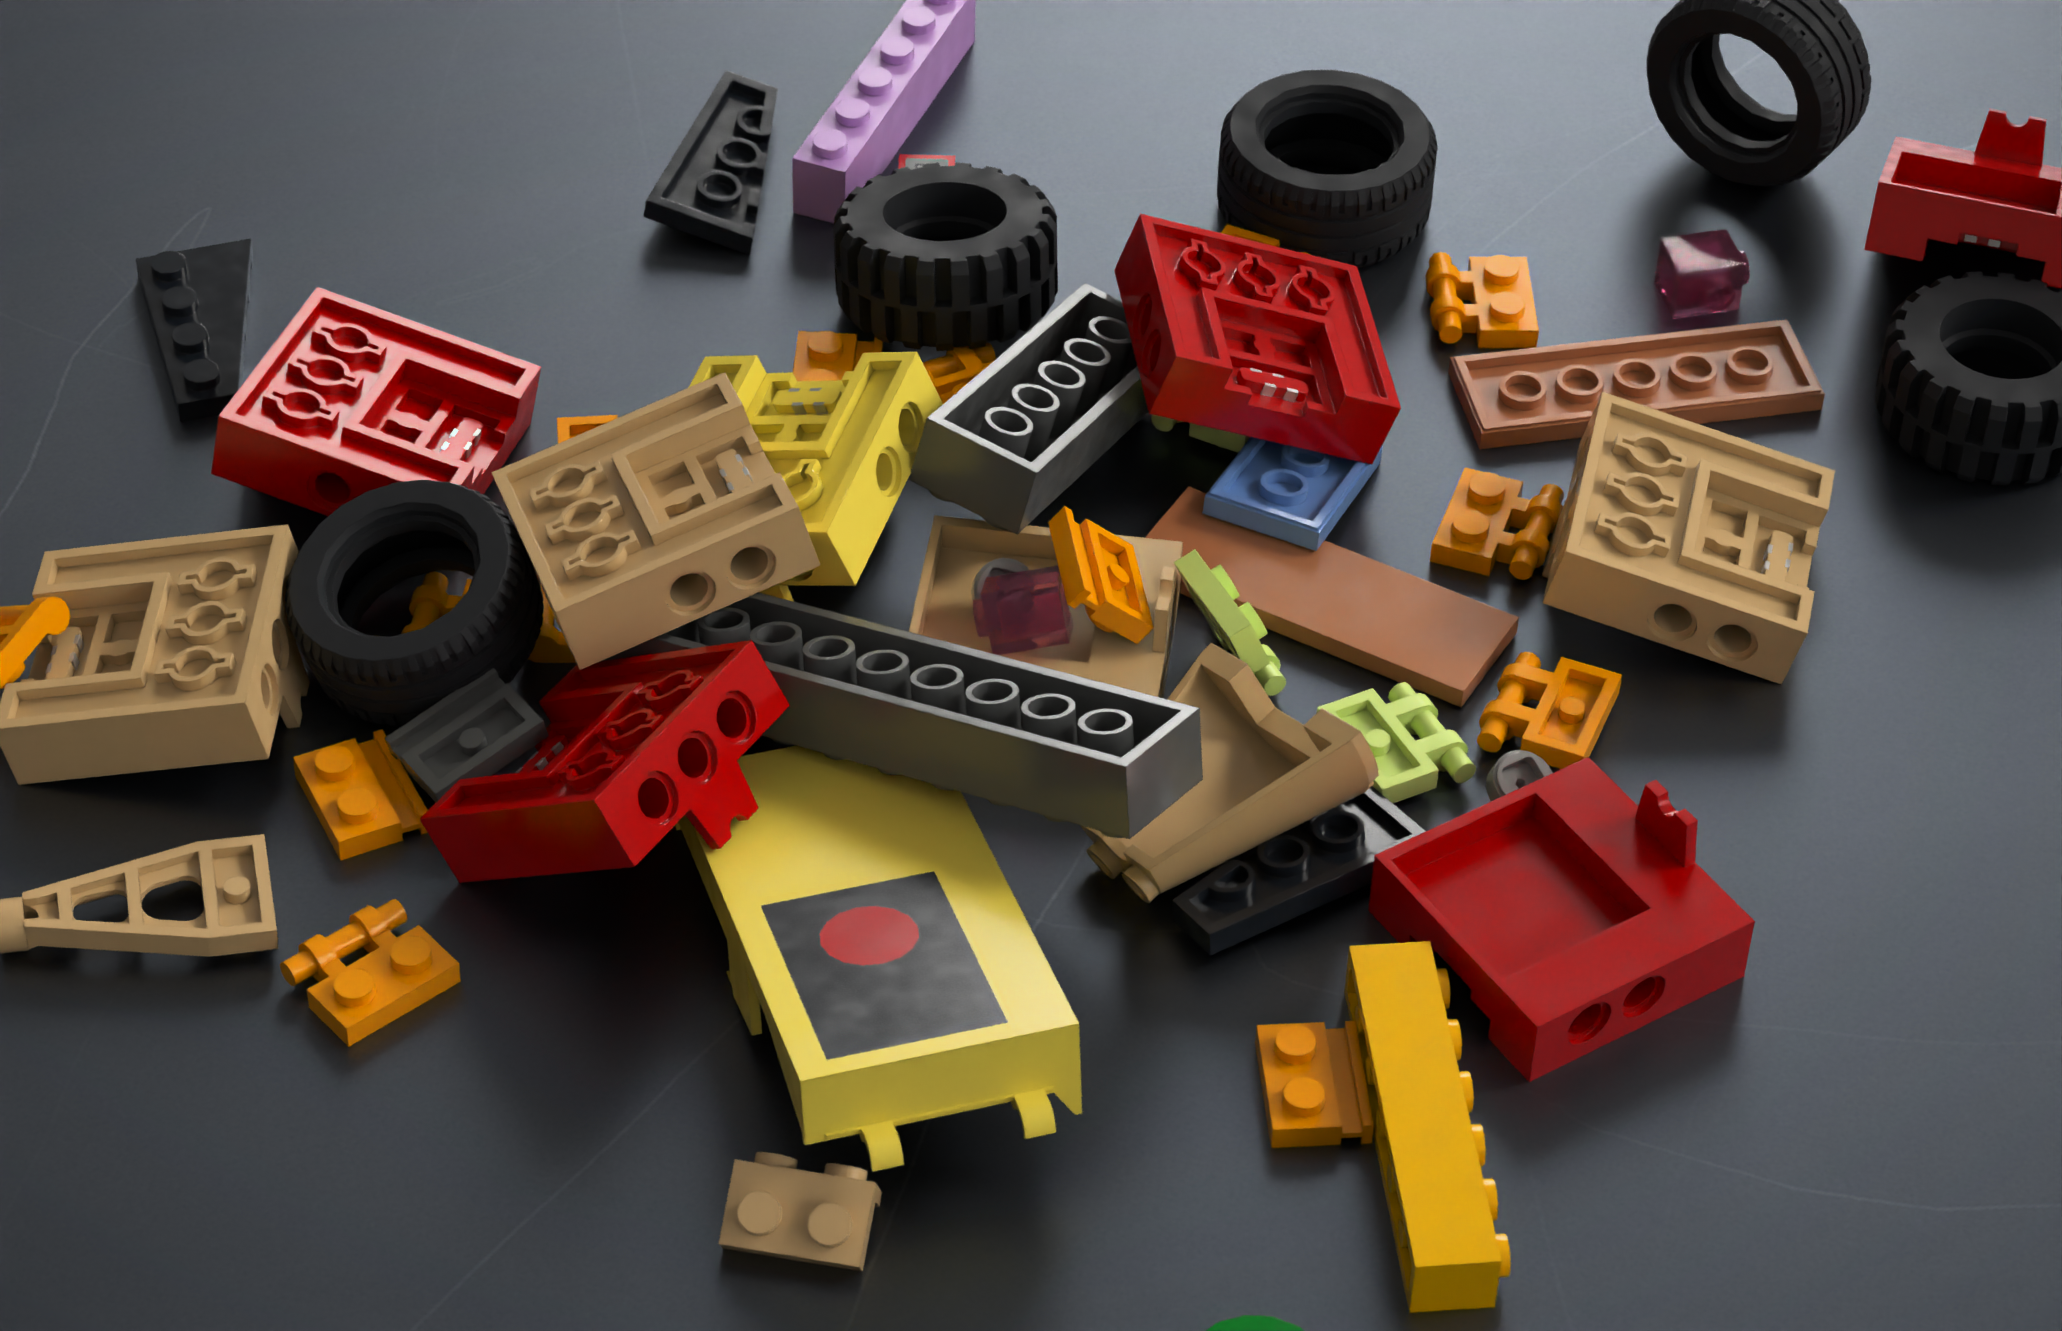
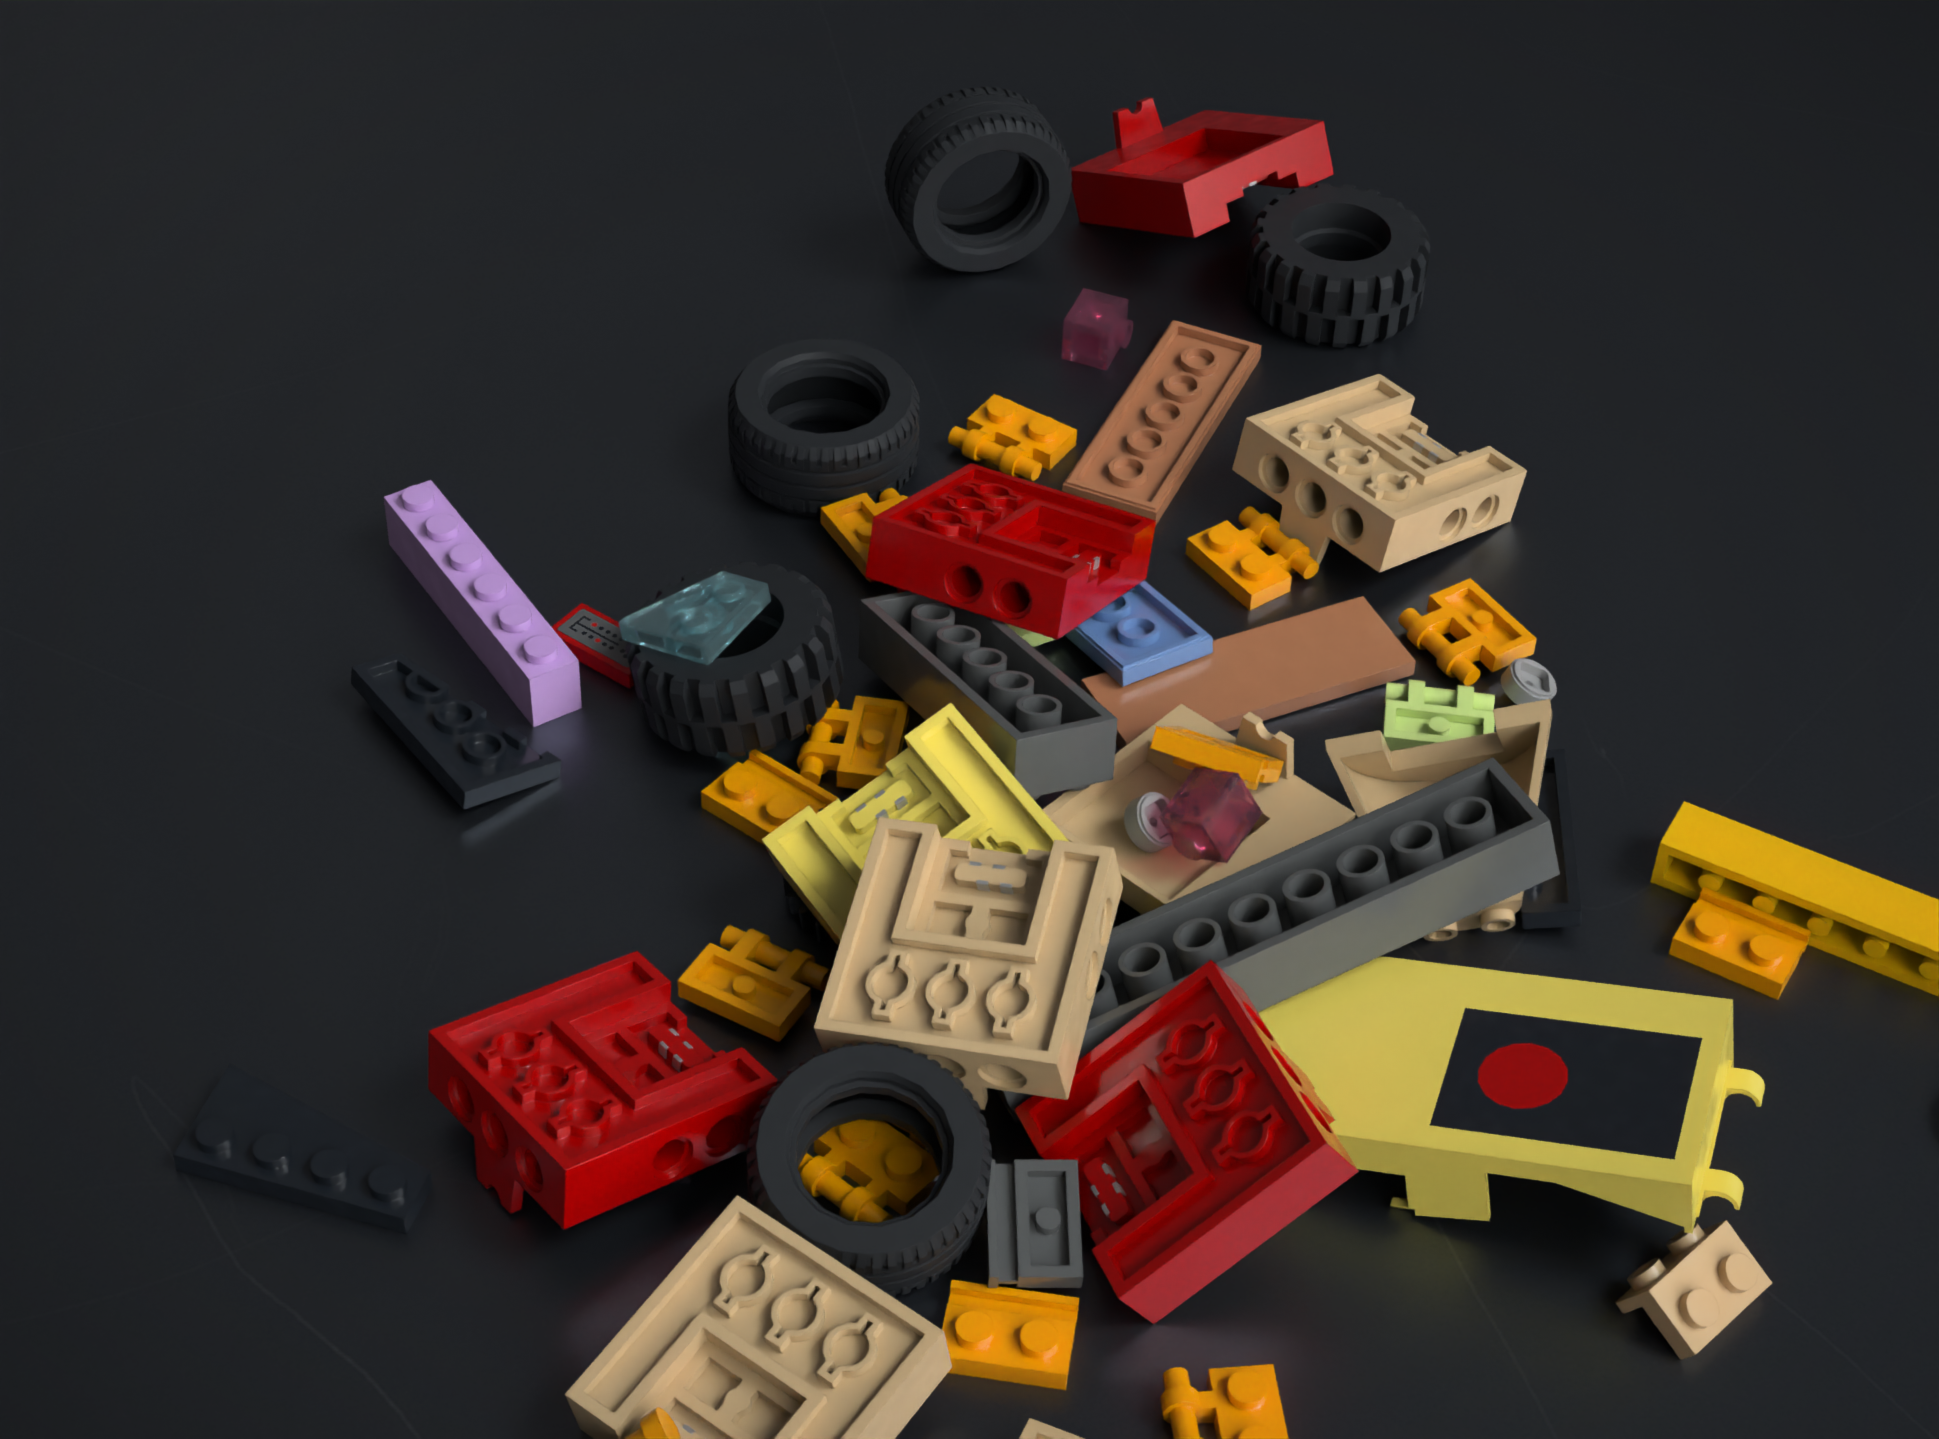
camera: 55 degrees left, 0 degrees up
(929, 192) = (699, 618): none -> clear light blue wing
(1233, 626) = (1296, 718): yellowish green plate -> none
(1566, 913) = (1681, 722): red piece -> none

